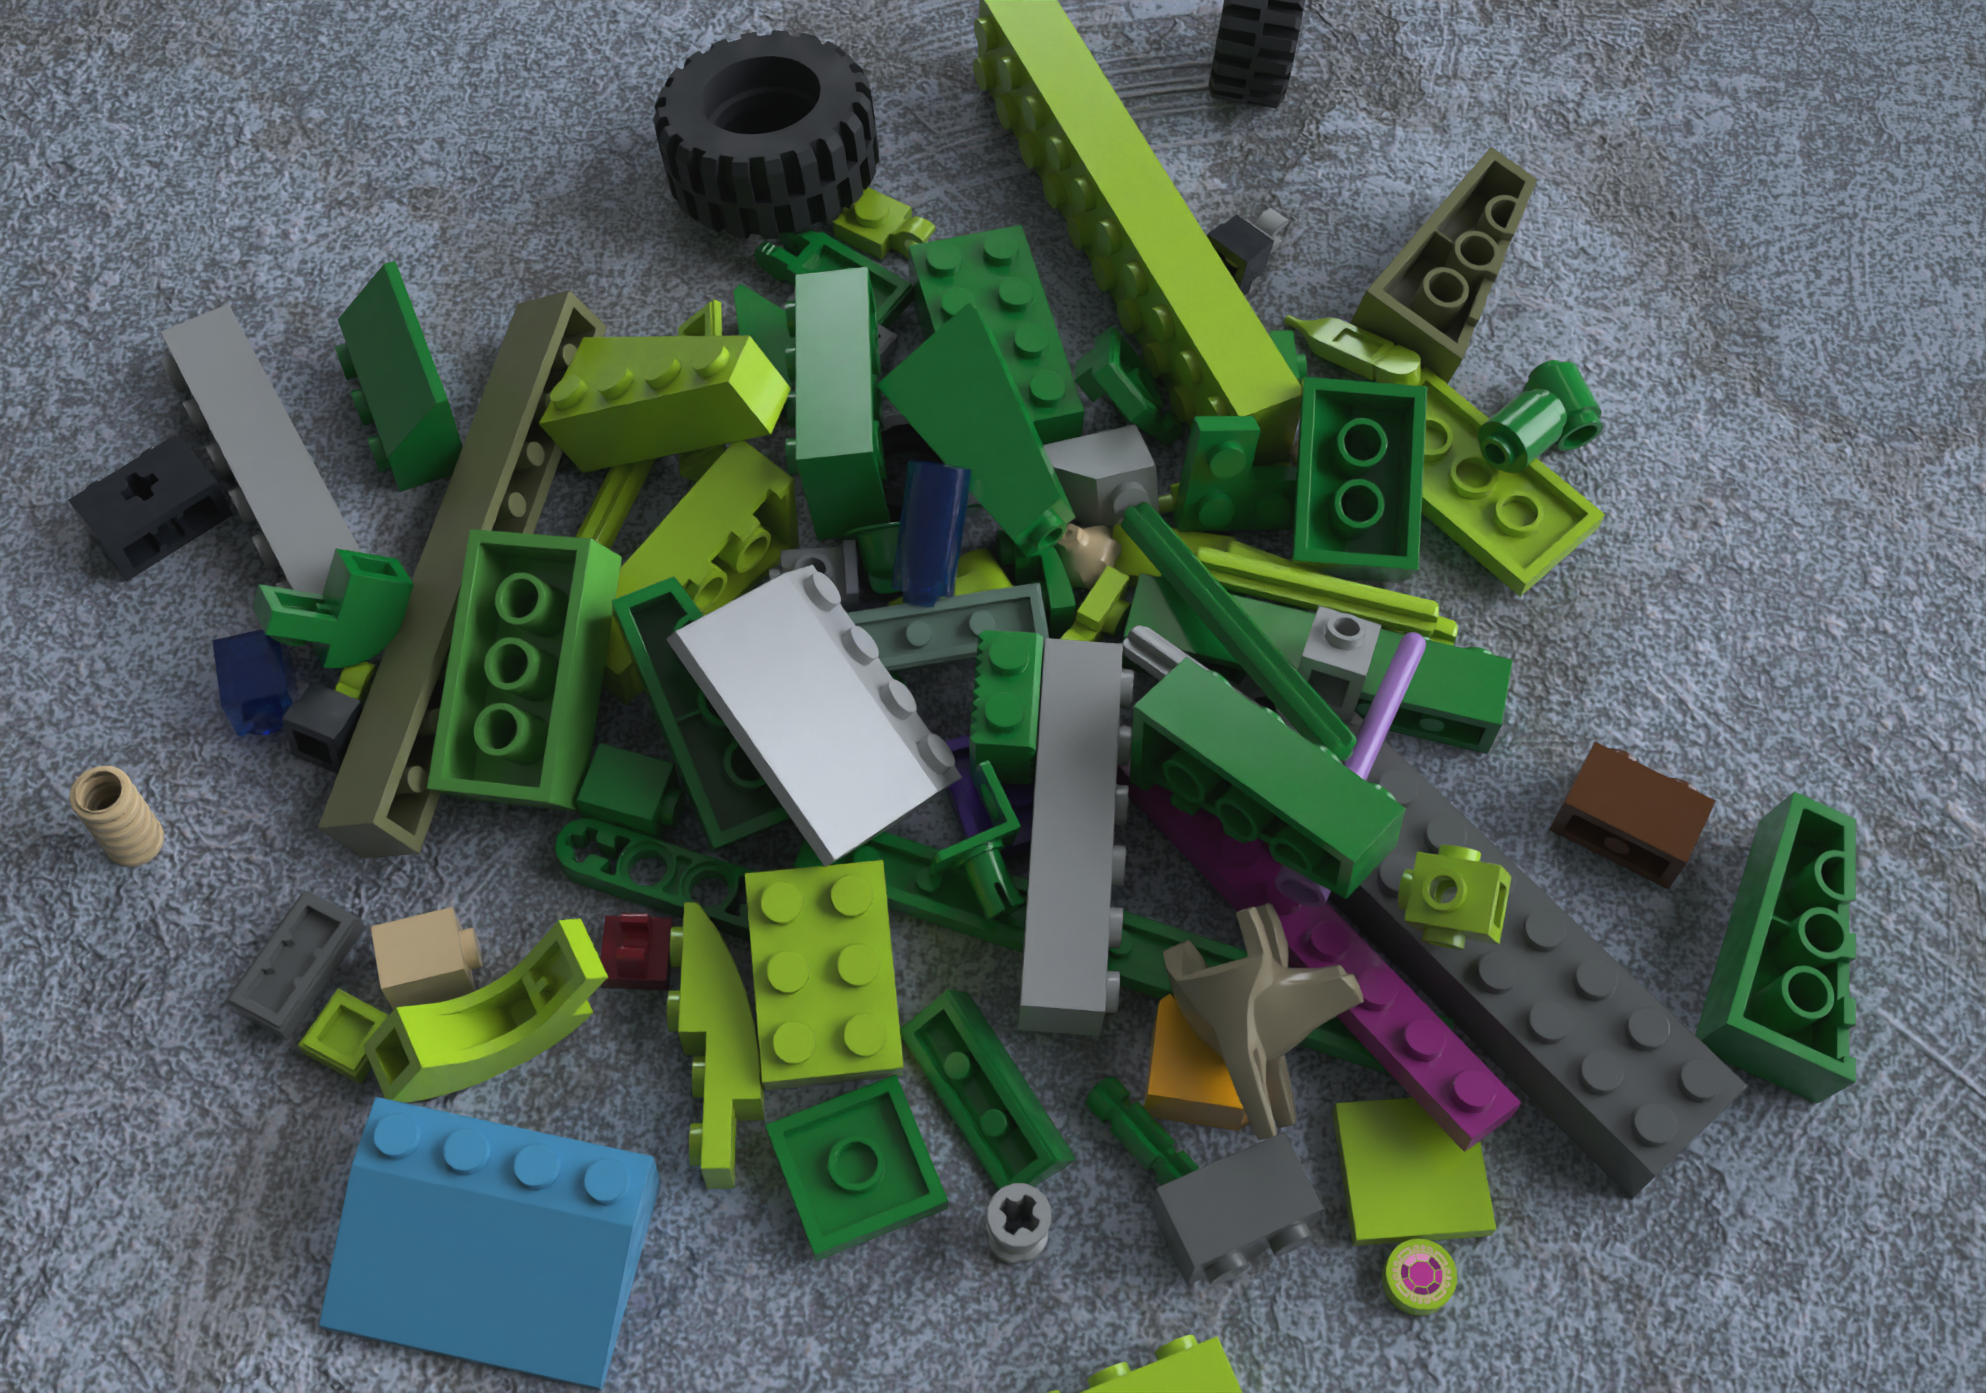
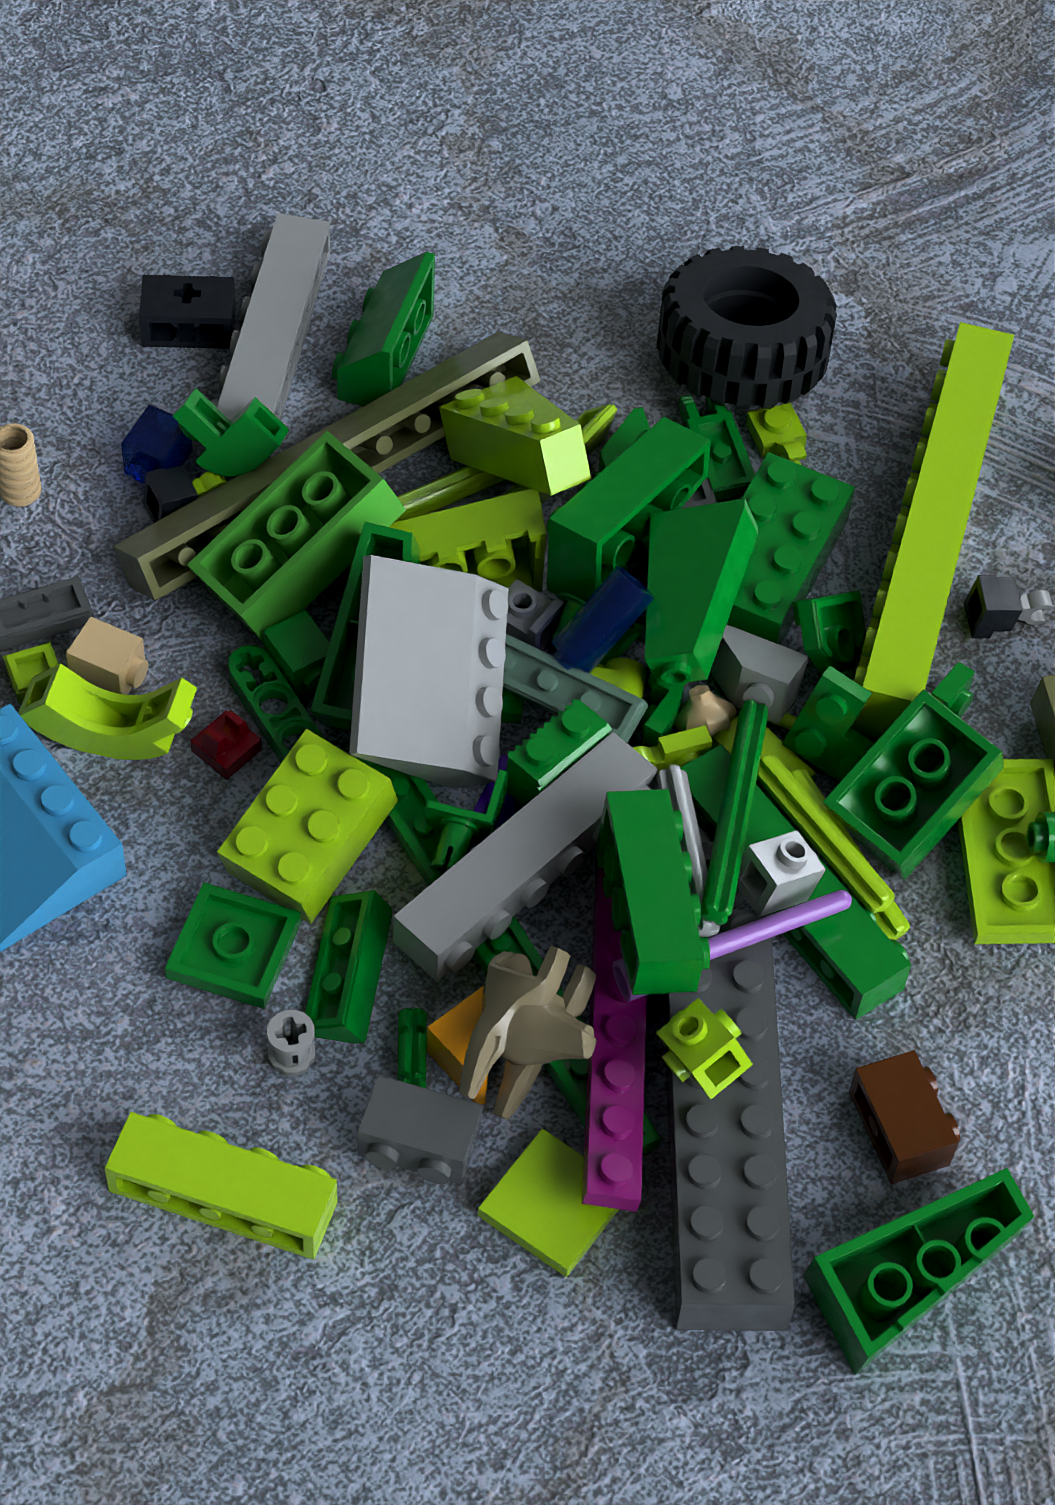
camera: 40 degrees right, 5 degrees down
(715, 1022) = (223, 804): lime slope -> none
(1359, 350) = (1018, 721): lime piece -> none
(1419, 1277) = (496, 1260): tile -> none

